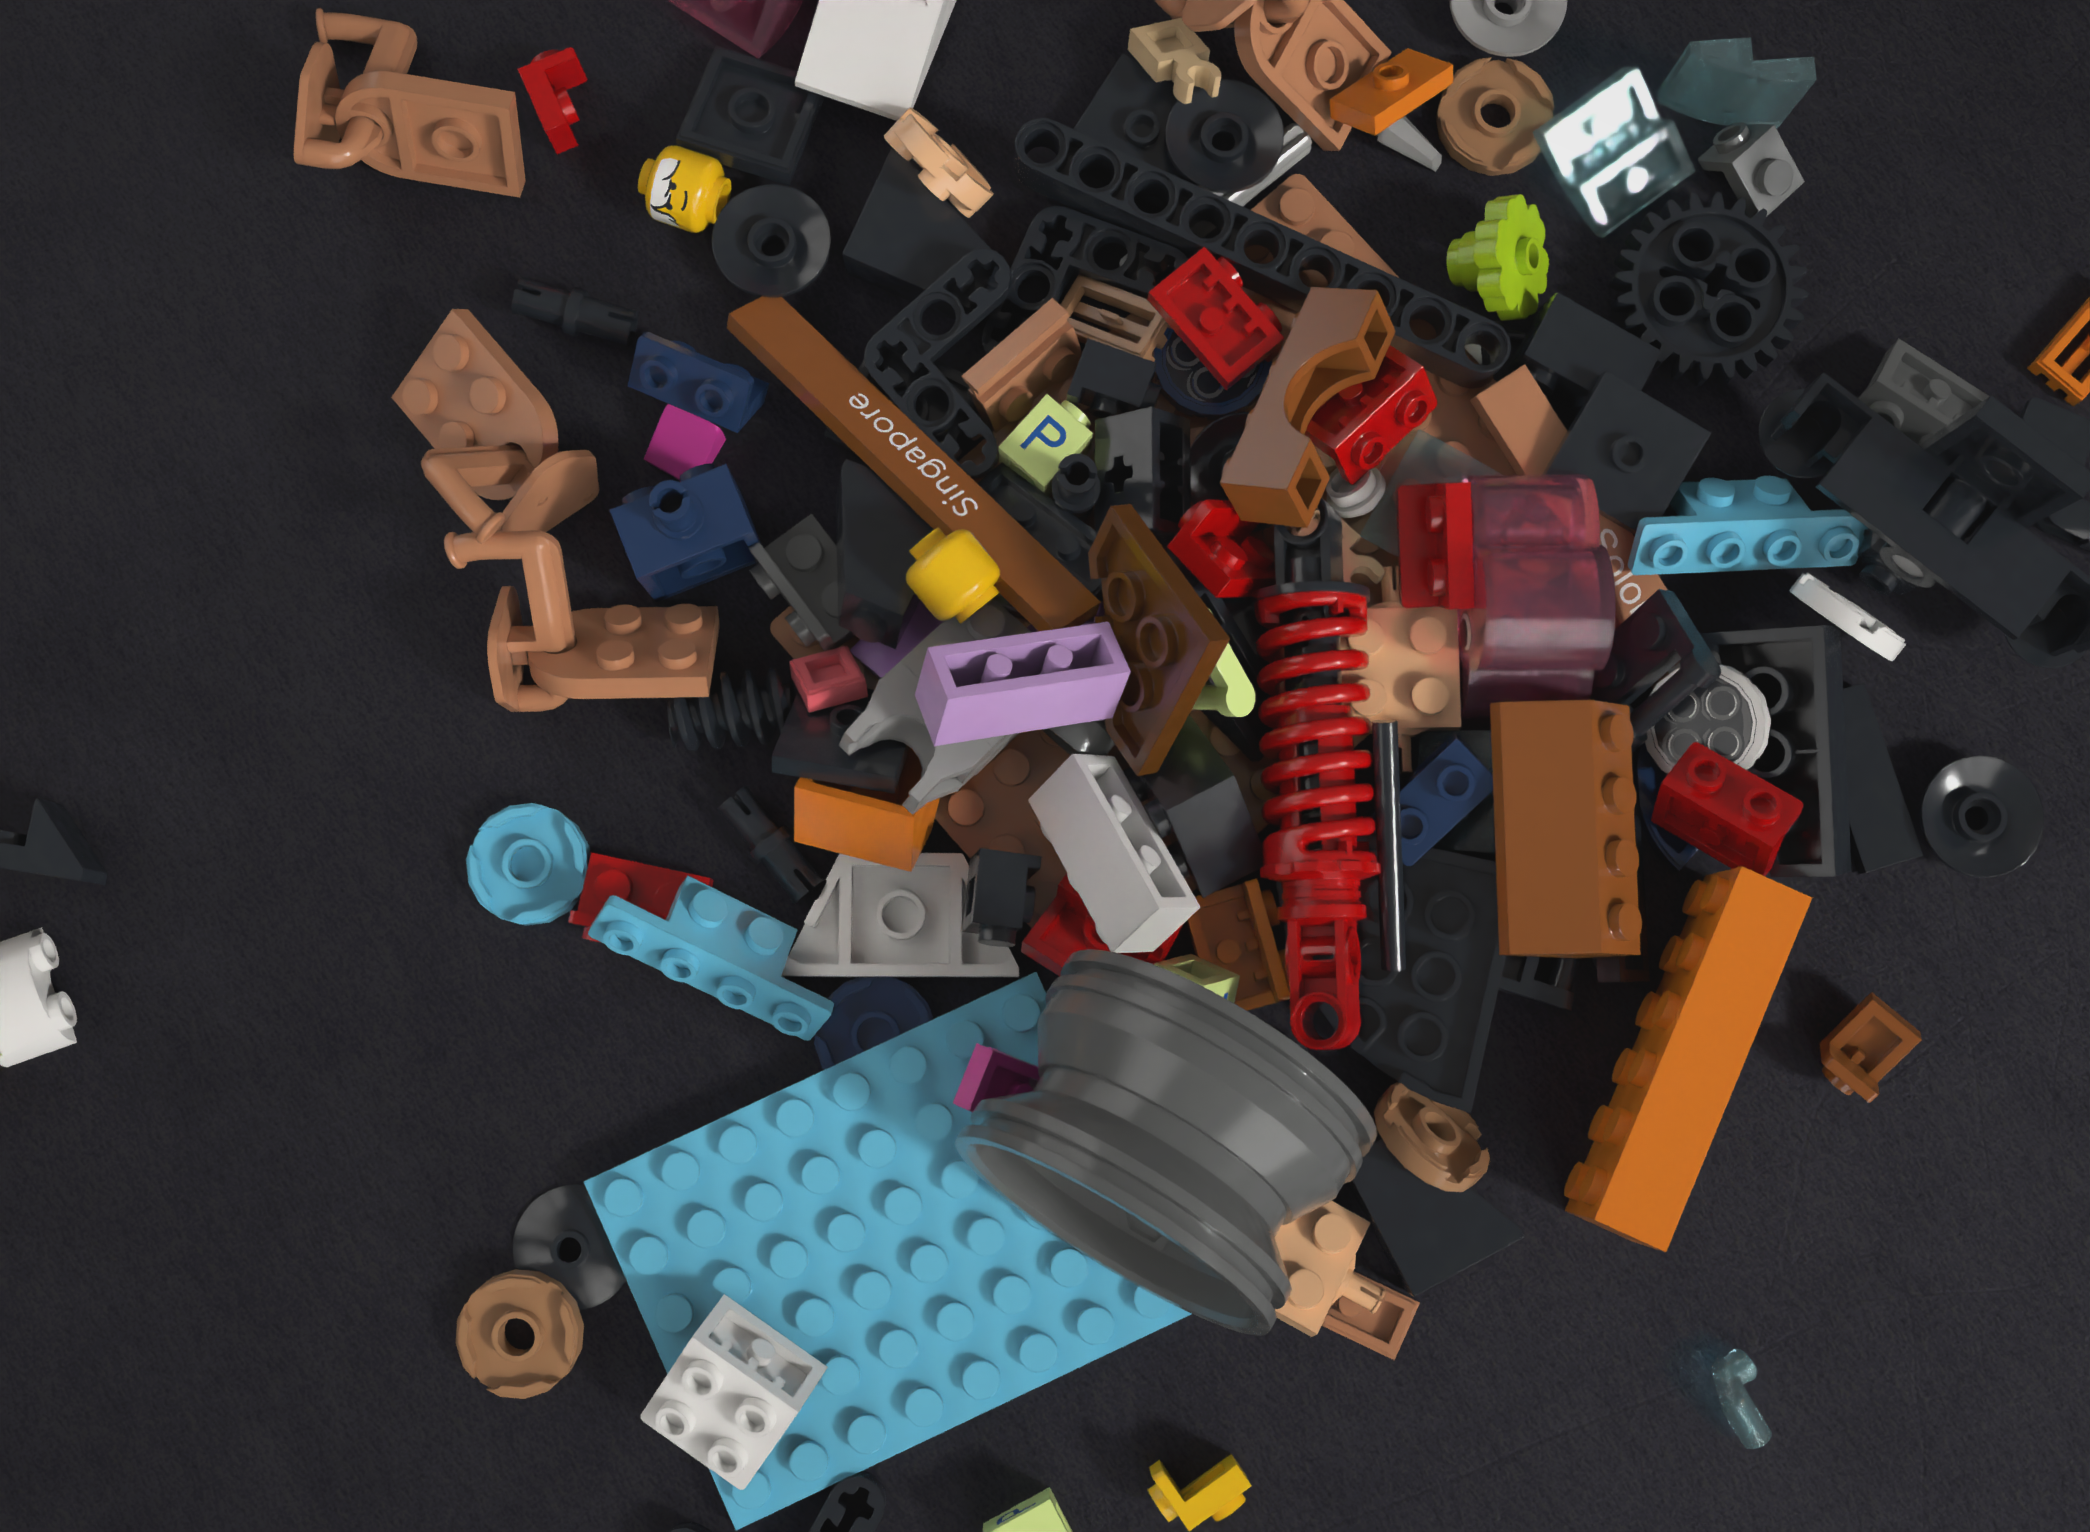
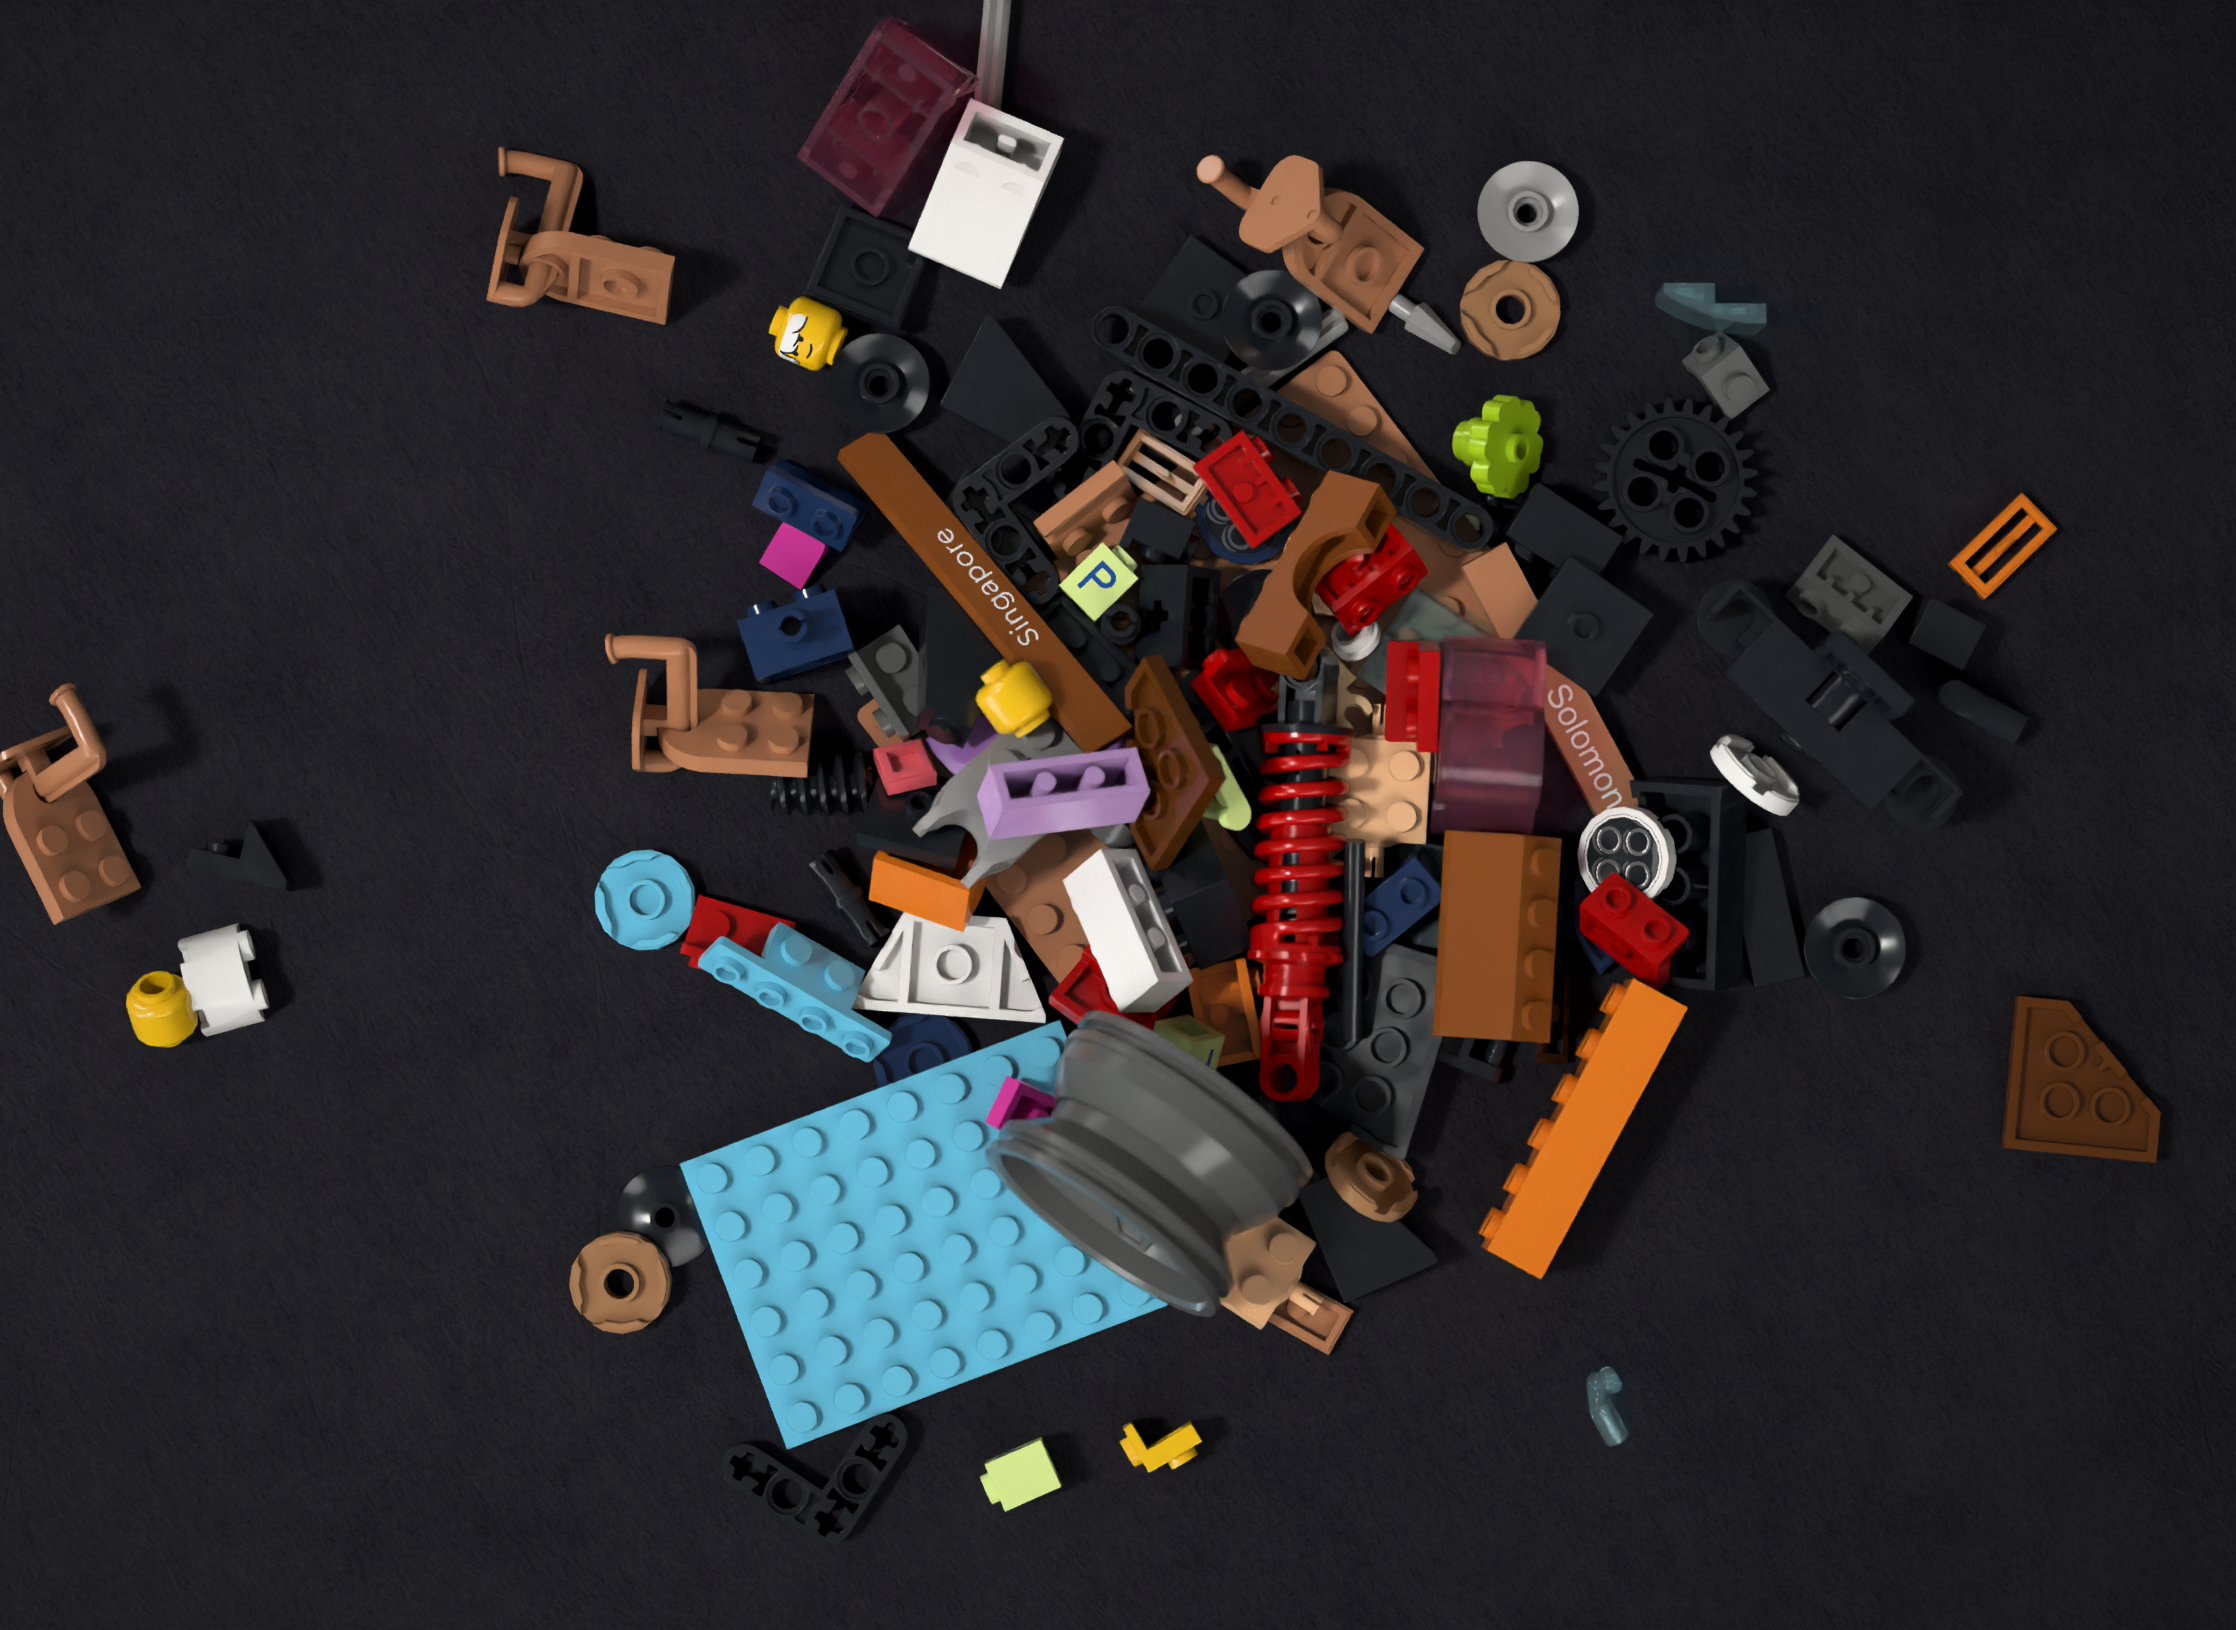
camera: 10 degrees right, 5 degrees up
(491, 434) = (635, 538): nougat plate -> none
(547, 84) = (699, 251): red bracket -> none
(733, 1392) = (793, 1339): white bracket -> none
(944, 166) = (1032, 332): light nougat plate -> none
(999, 896) = (1033, 957): black brick -> none
(1176, 54) = (1227, 250): tan plate -> none
(1391, 91) = (1418, 290): orange plate -> none
(1614, 151) = (1607, 351): clear light blue slope -> none
(1644, 651) = (1577, 795): black plate -> none
(1742, 529) = (1671, 690): medium azure bracket -> none
(1866, 1047) = (1737, 1131): dark orange bracket -> none

